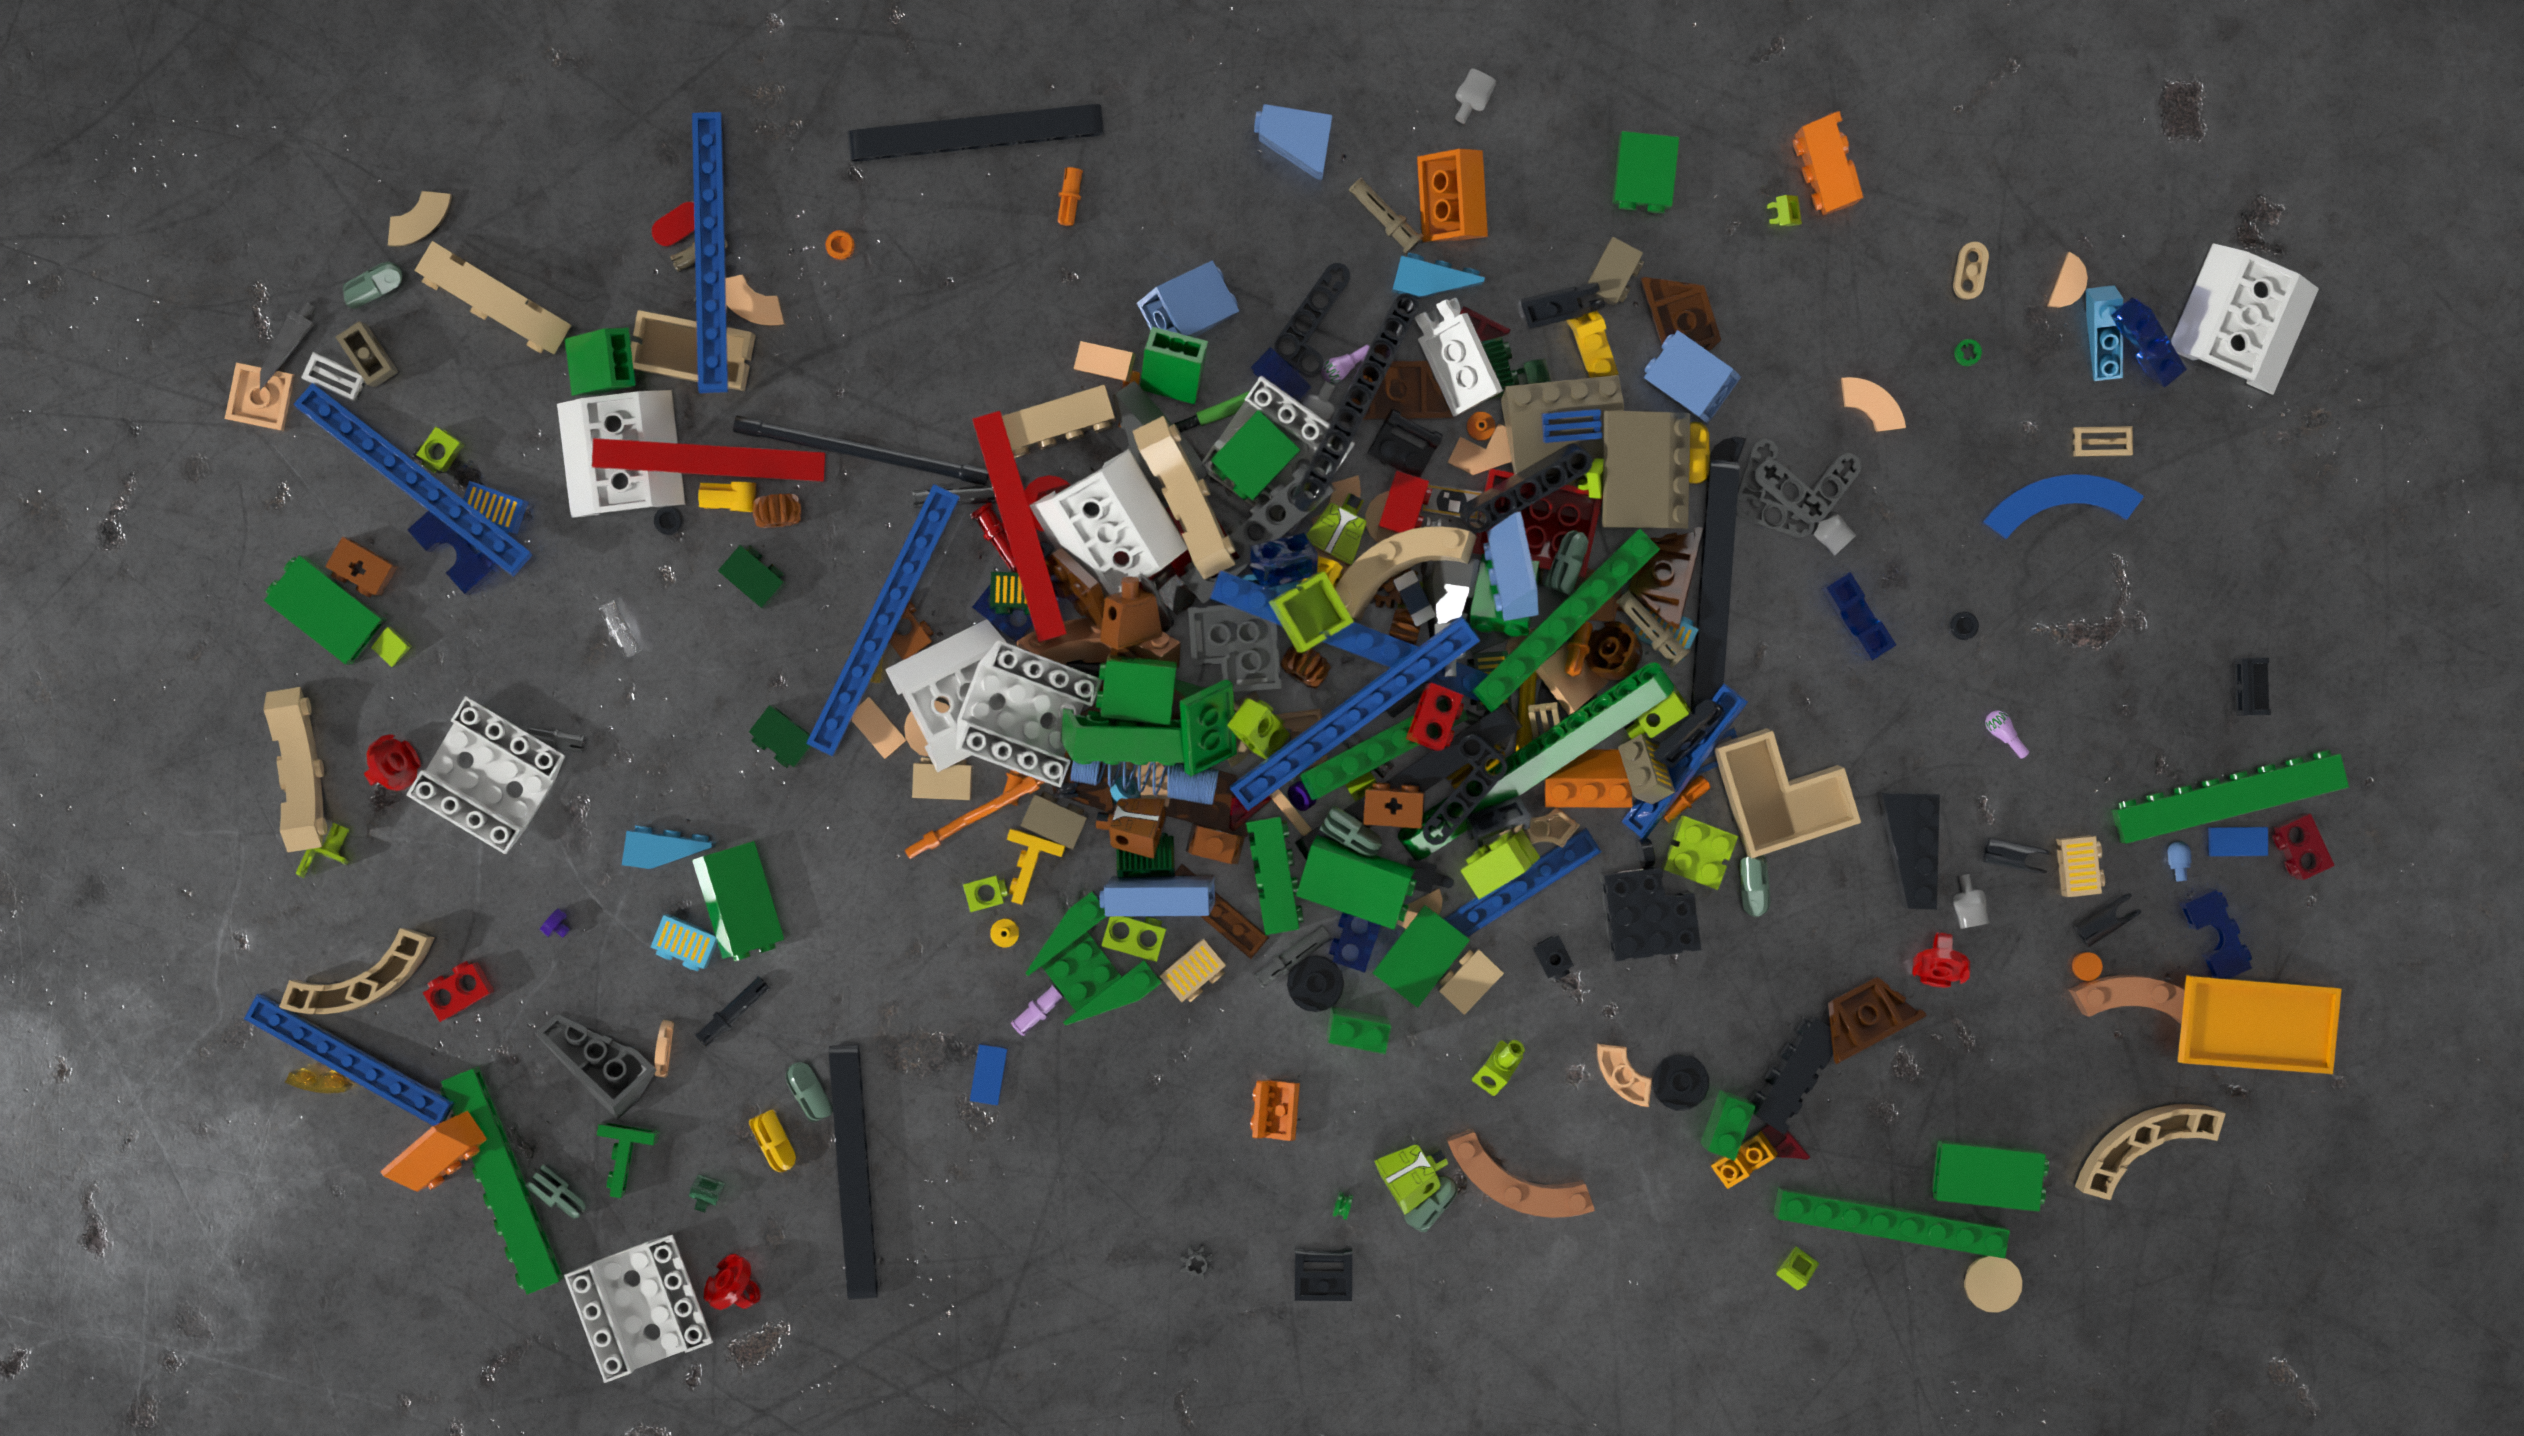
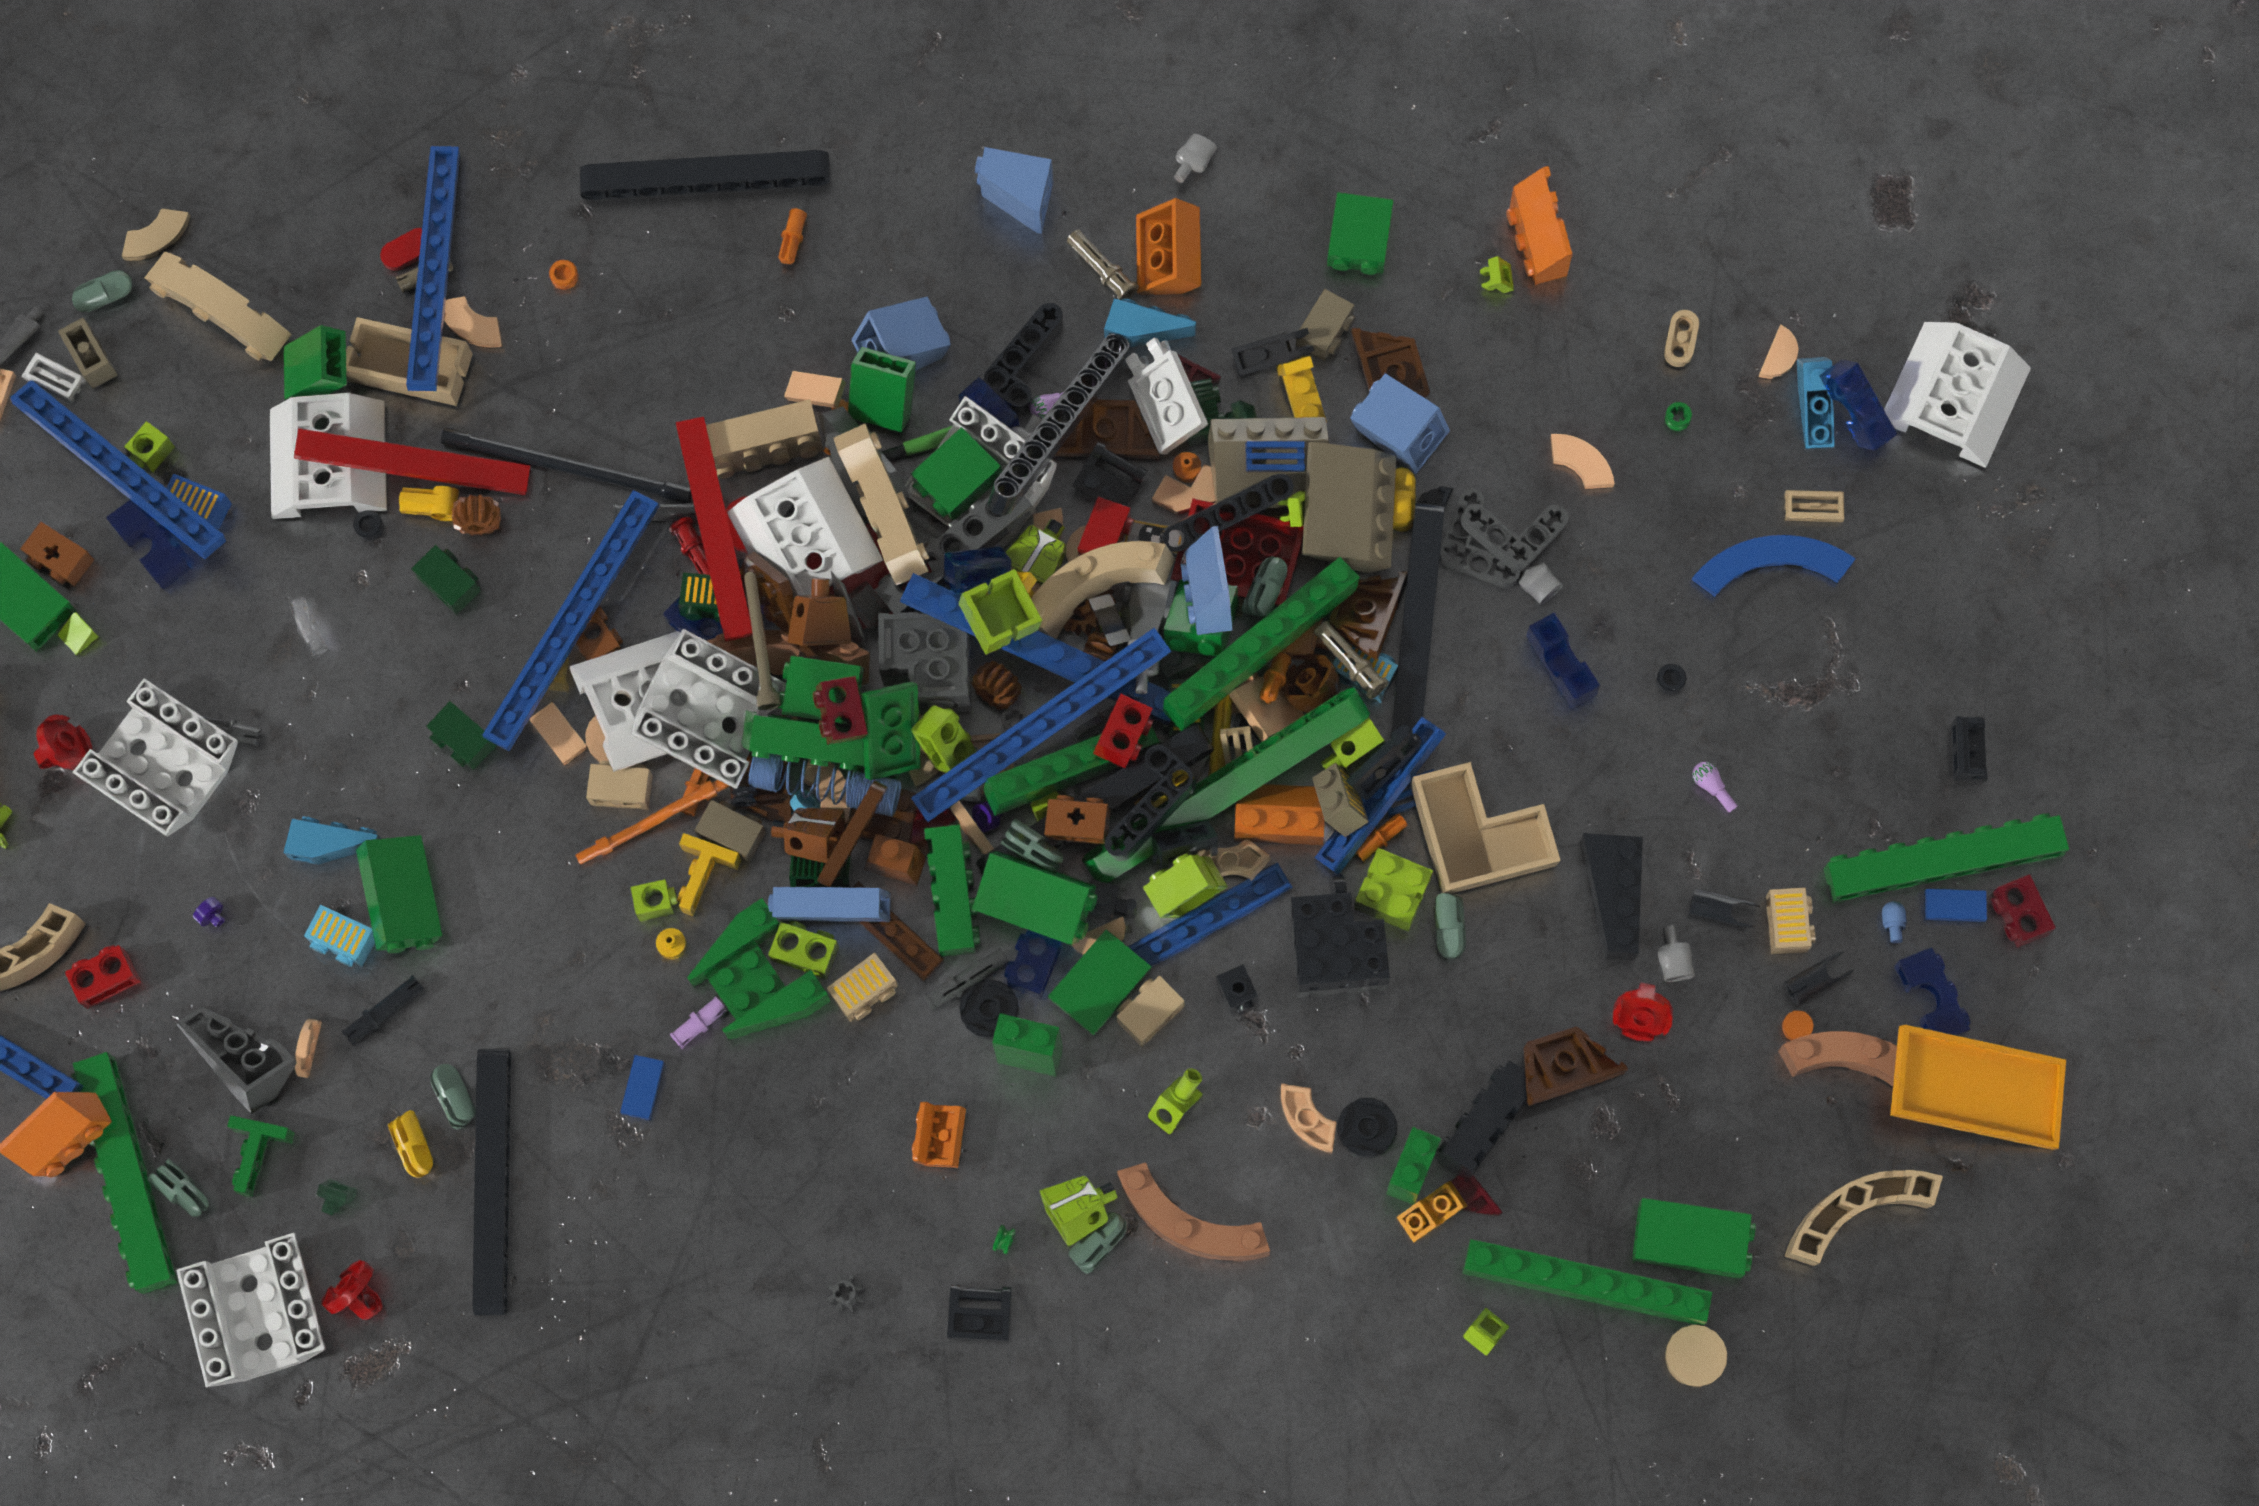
camera: 10 degrees right, 15 degrees down
(1085, 697) = (768, 697): none -> dark tan piece
(1167, 713) = (848, 710): none -> dark red brick
(1177, 831) = (852, 834): none -> reddish brown beam

